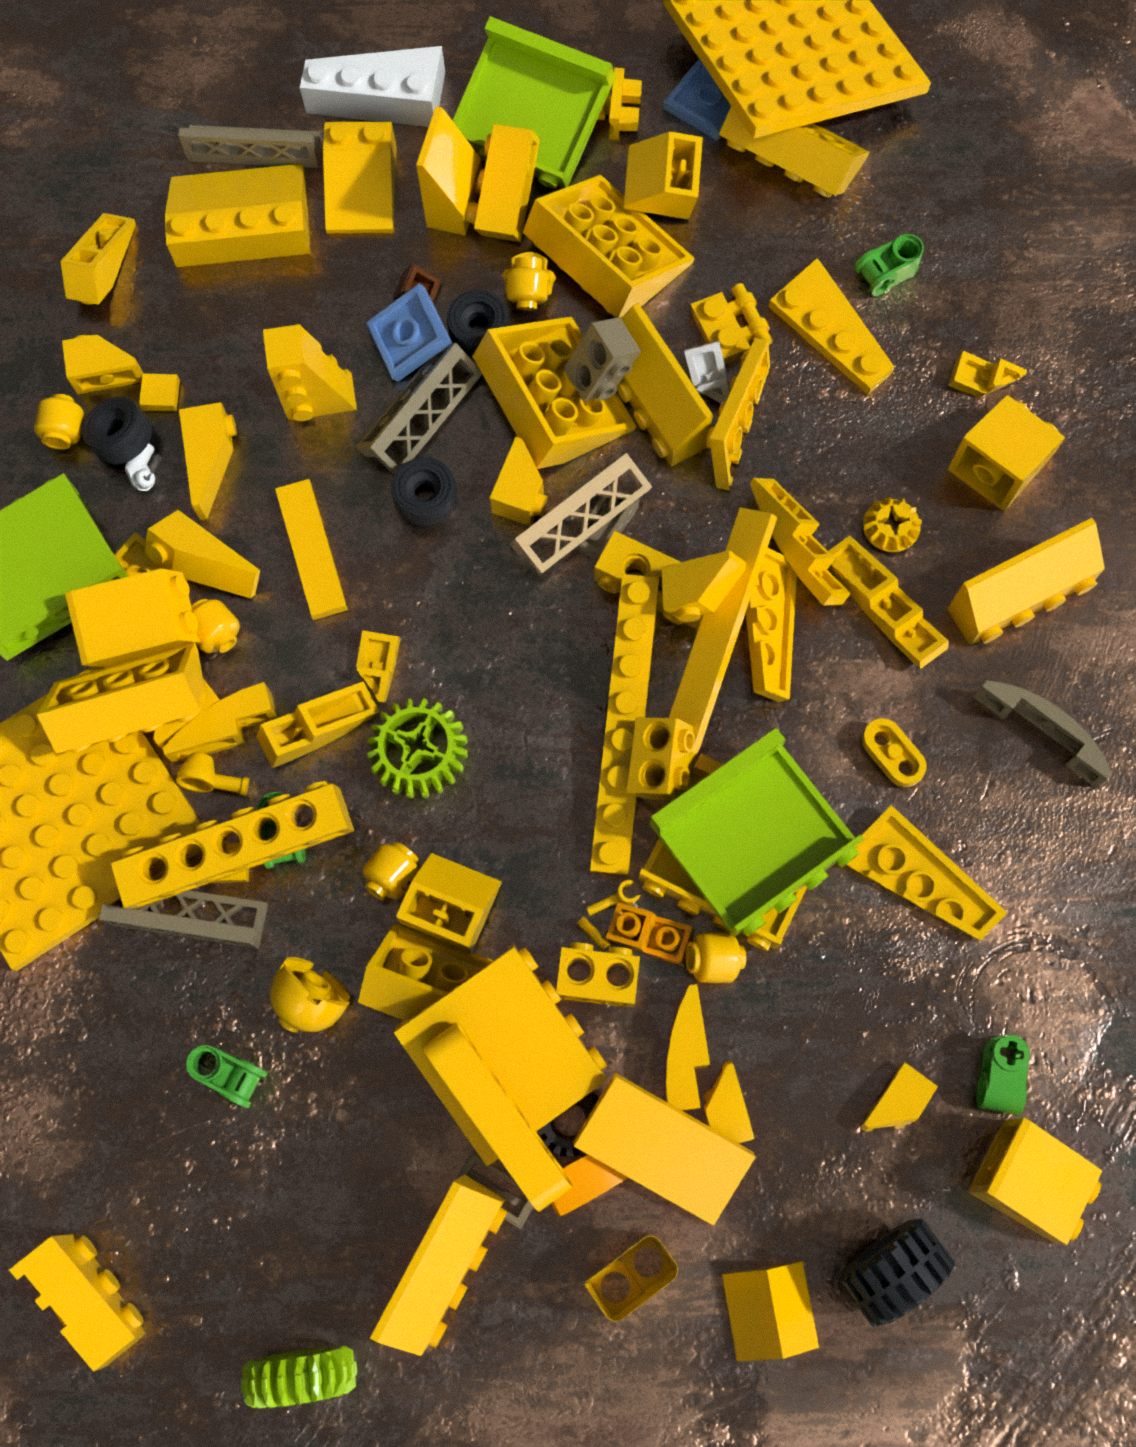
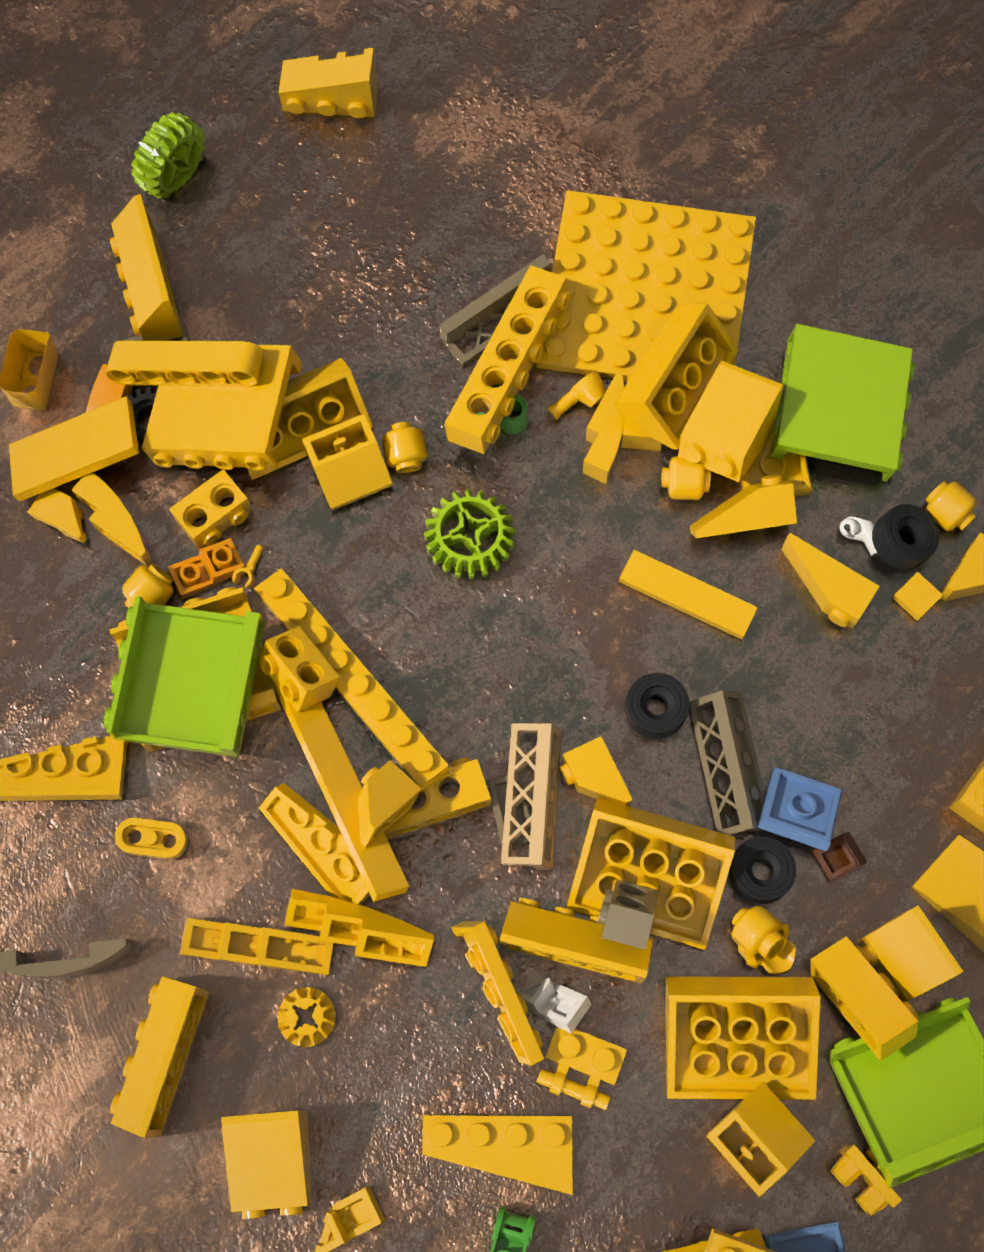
camera: 135 degrees right, 0 degrees up
(232, 1078) = (377, 255): bright green piece -> none
(305, 376) = (822, 689): yellow wedge -> none
(305, 998) = (375, 334): yellow cylinder -> none
(316, 723) = (550, 489): yellow slope -> none
(377, 661) = (558, 565): yellow slope -> none
(604, 942) = (252, 538): yellow leg -> none

